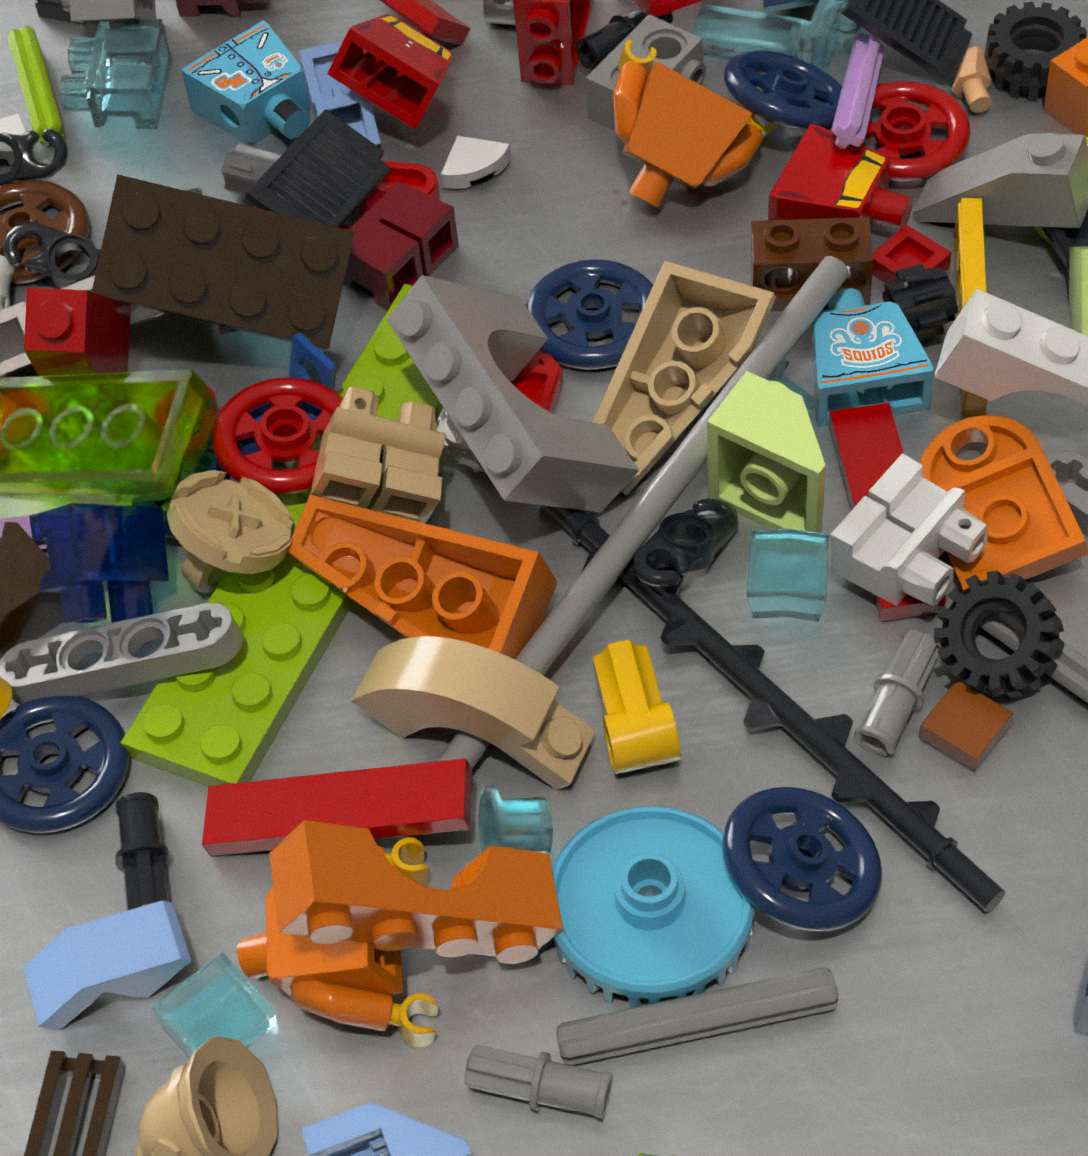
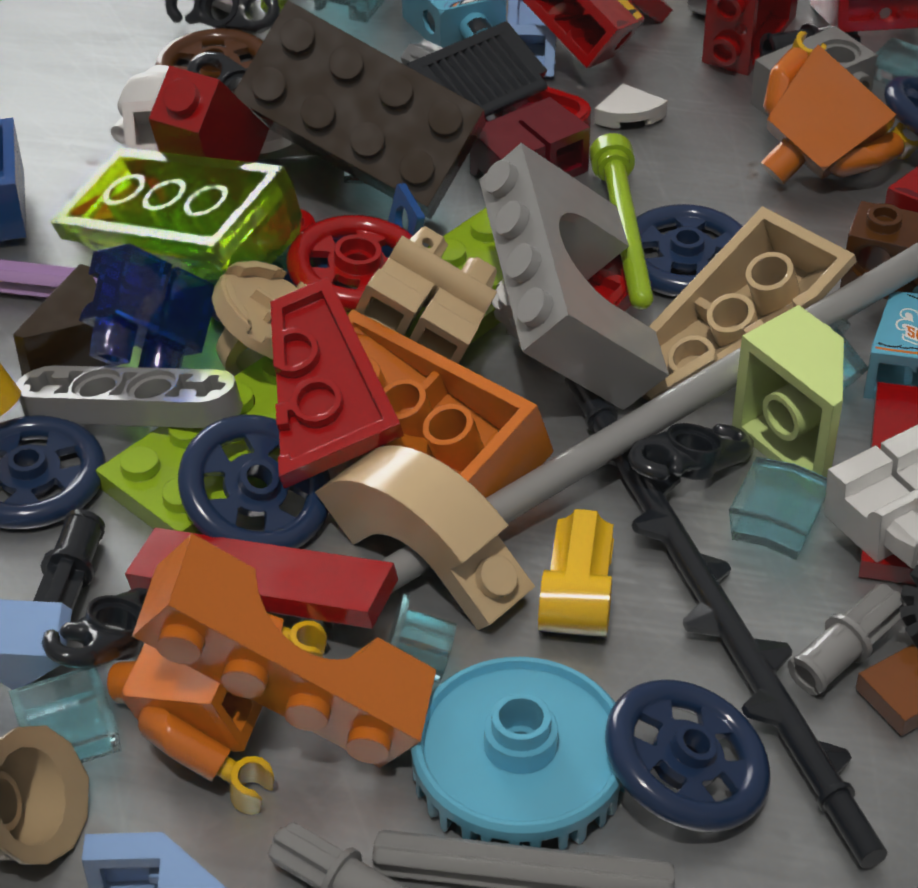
camera: 15 degrees right, 10 degrees down
(220, 928) = (99, 641): none -> black piece
(269, 757) = (218, 516): none -> dark blue plate
(324, 590) = (325, 386): none -> red wing
(485, 235) = (613, 162): none -> lime piece

